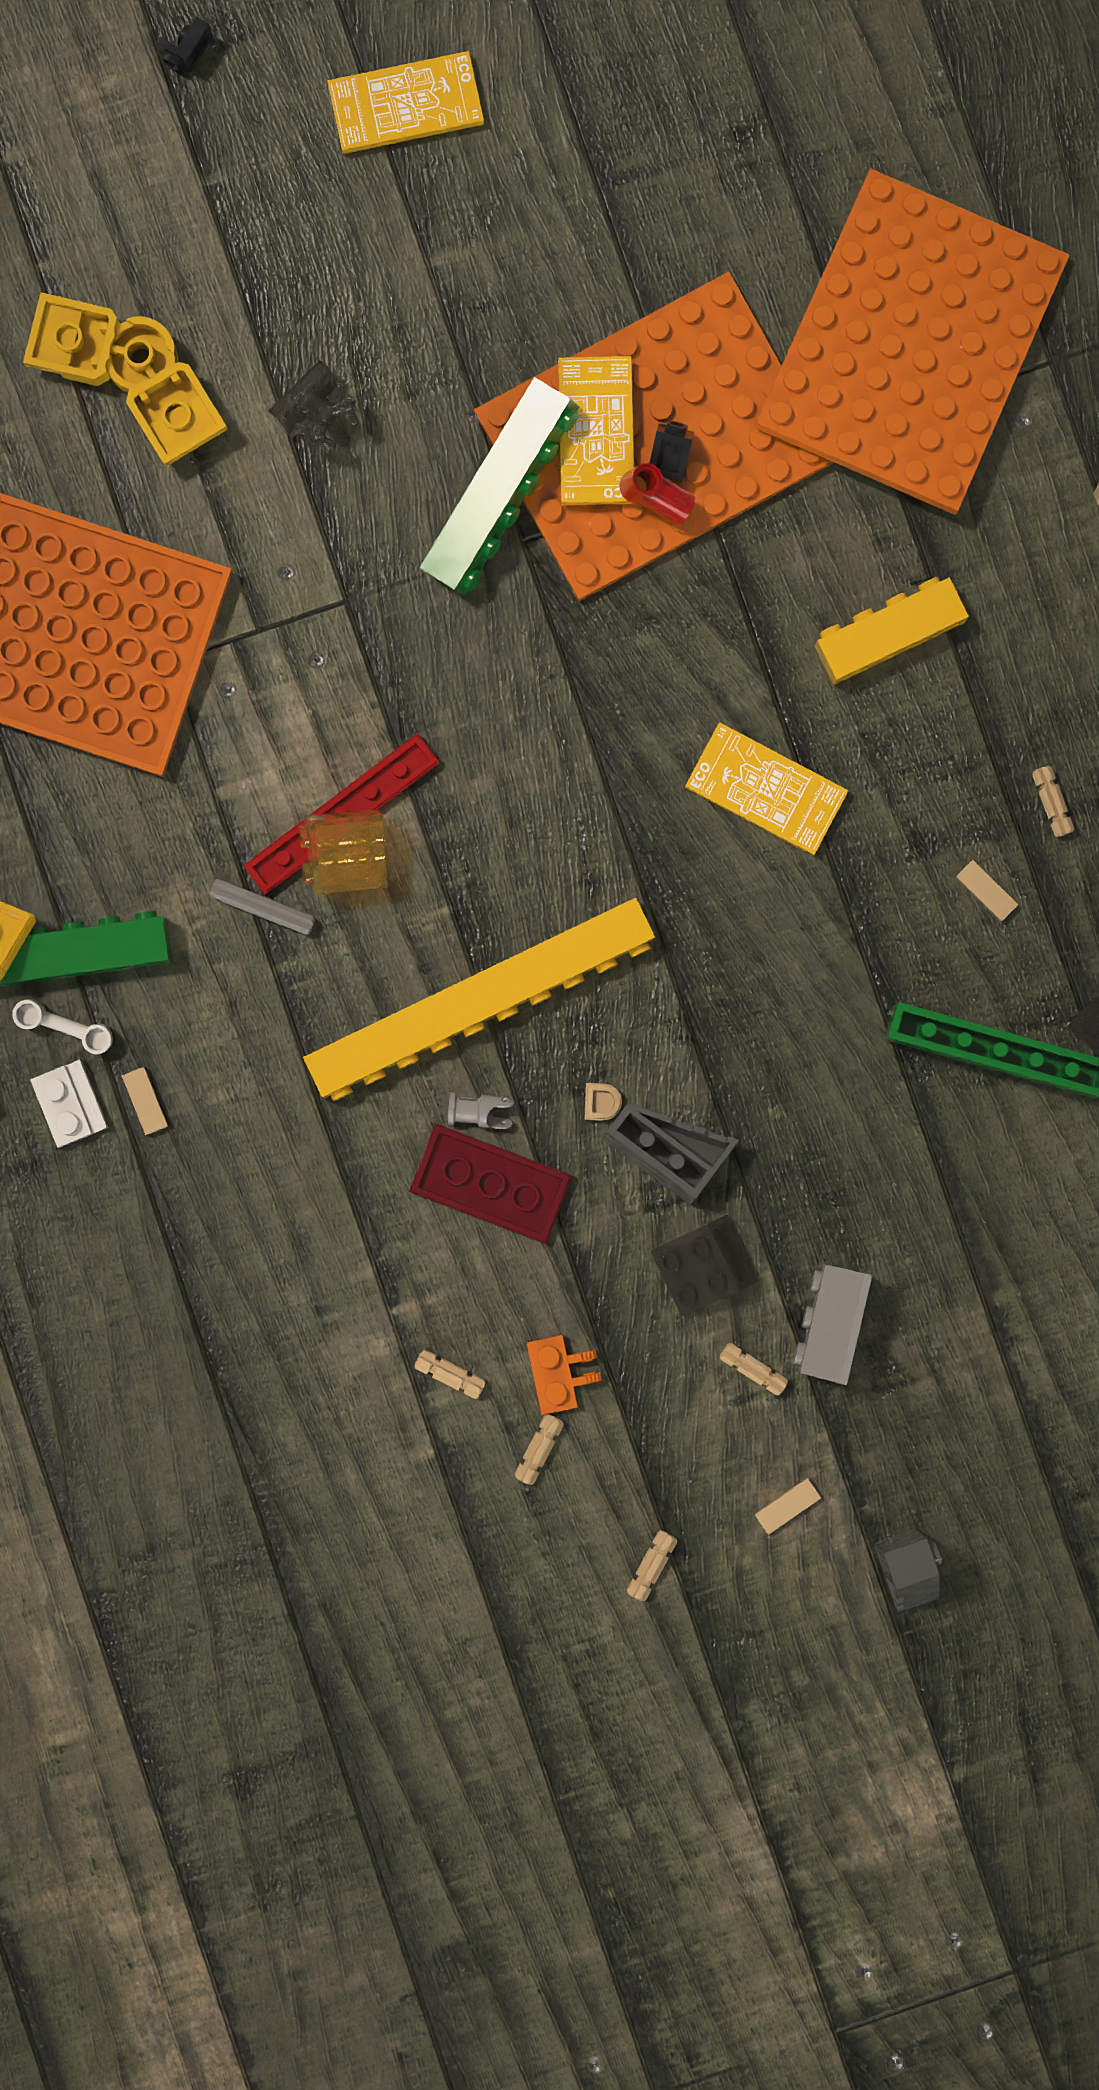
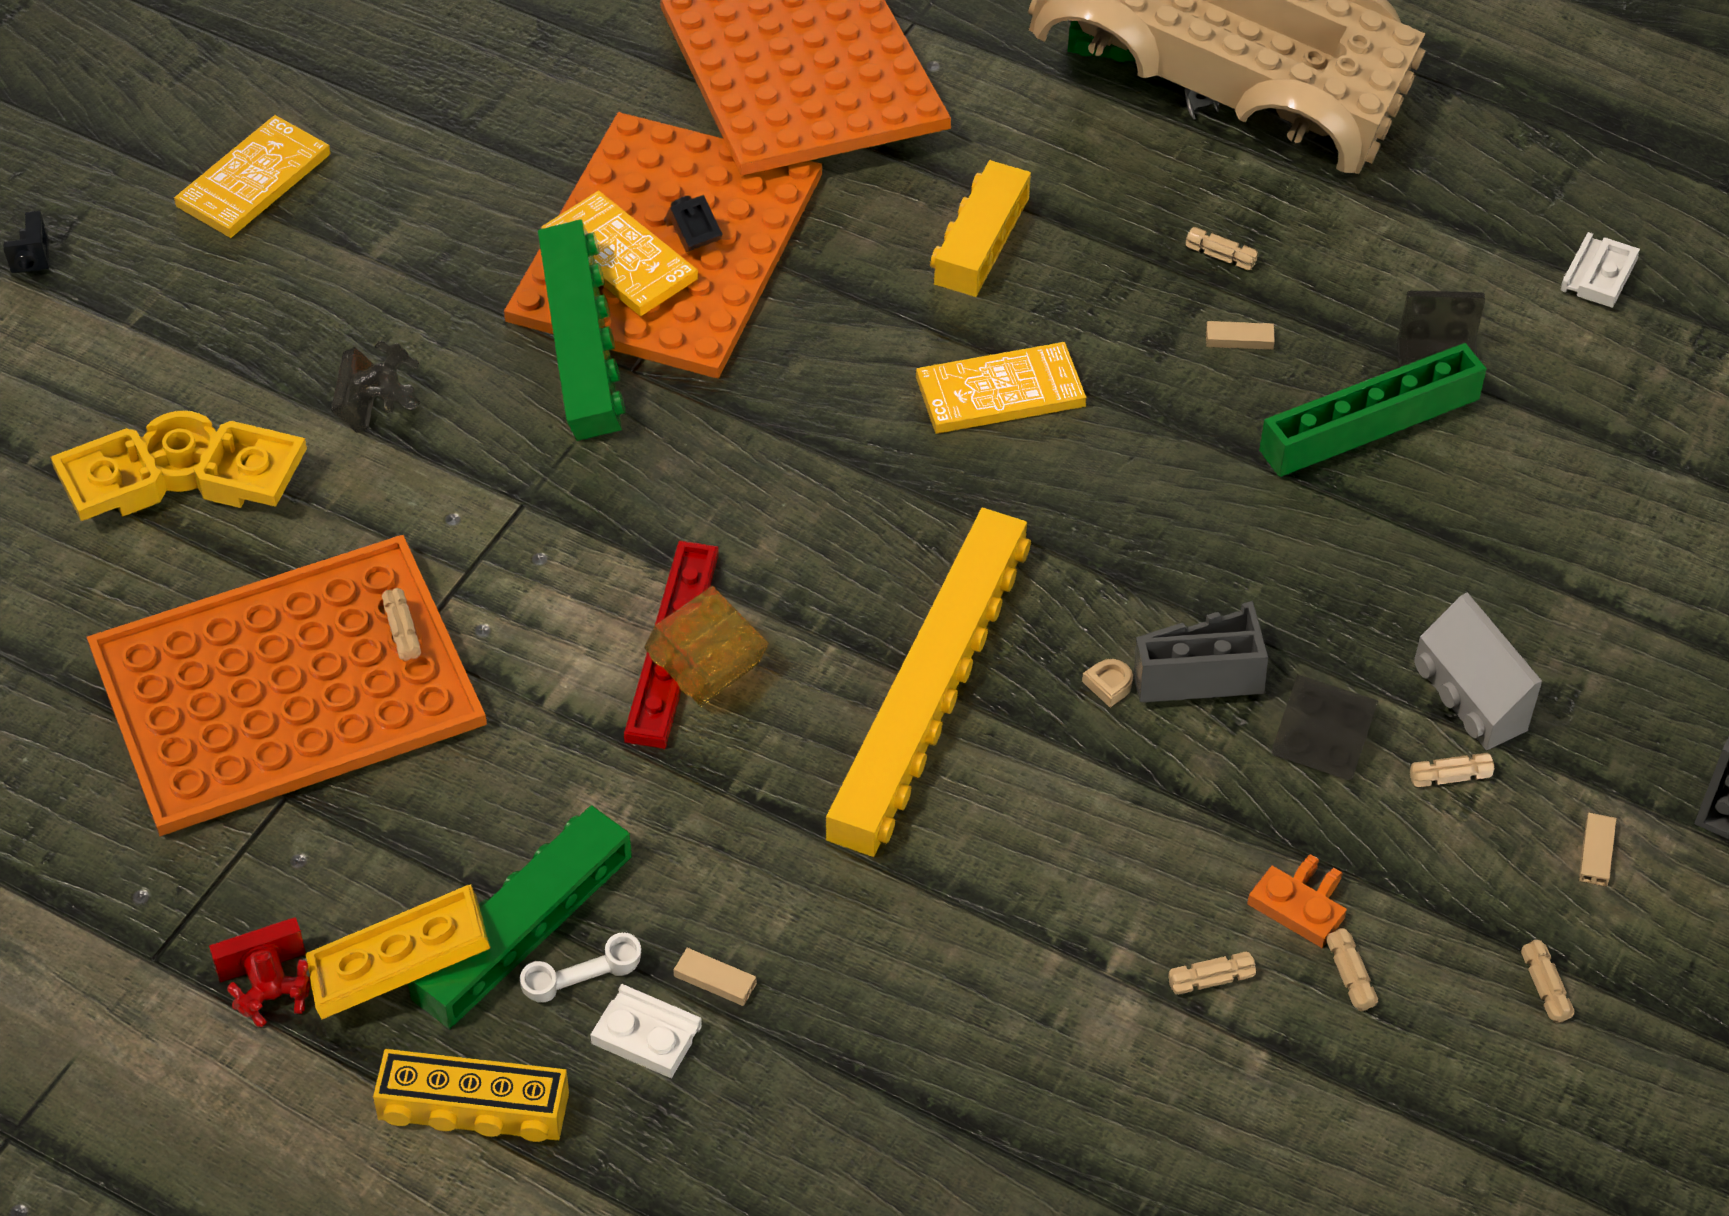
camera: 45 degrees left, 35 degrees down
(163, 653) = (401, 624): none -> tan axle
(262, 907) = (671, 752): light grey axle -> none
(478, 1110) = (1012, 759): light grey piece -> none
(490, 1183) = (1084, 807): dark red tile -> none
(660, 493) = (701, 245): red piece -> none

